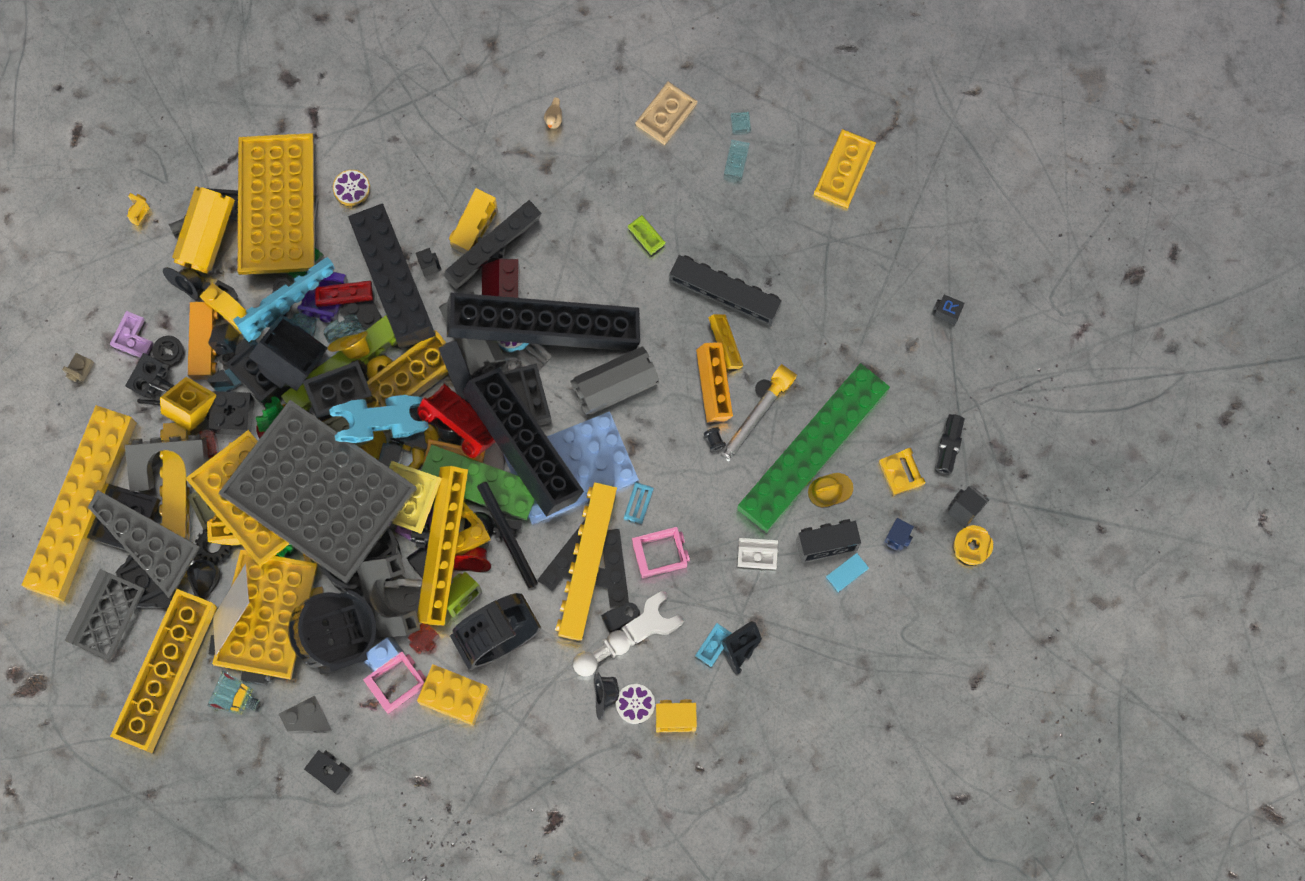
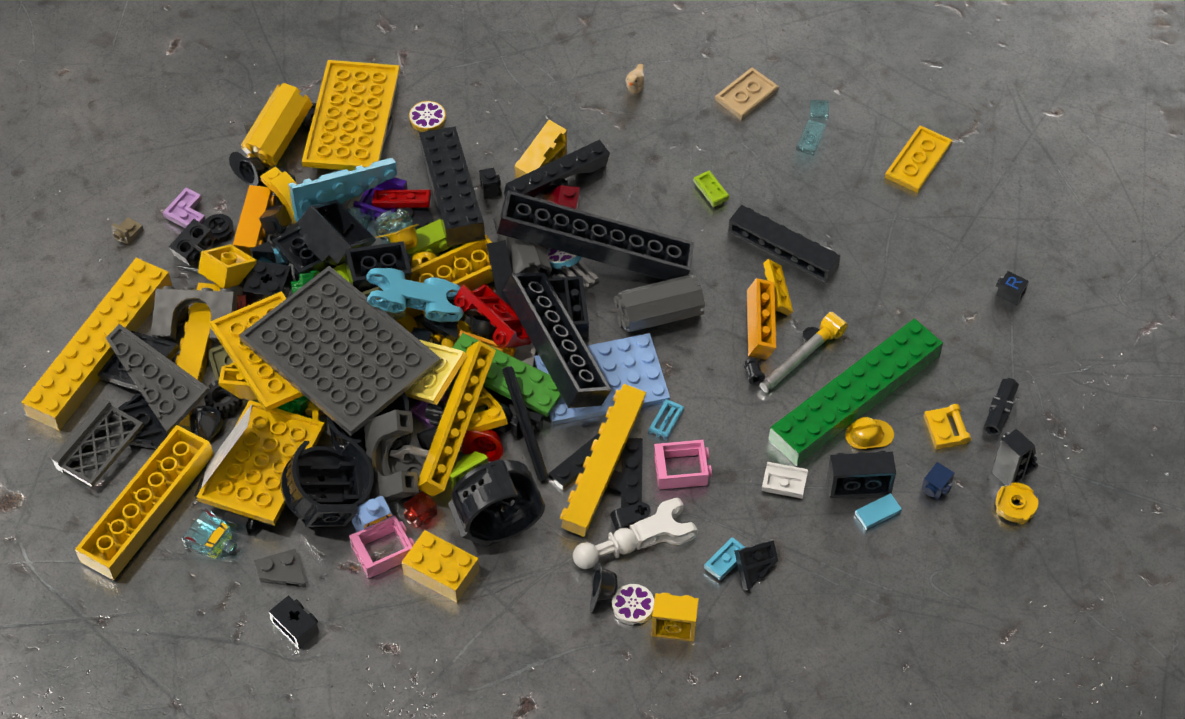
camera: 10 degrees right, 20 degrees down
(138, 210) = (218, 108): yellow bracket -> none

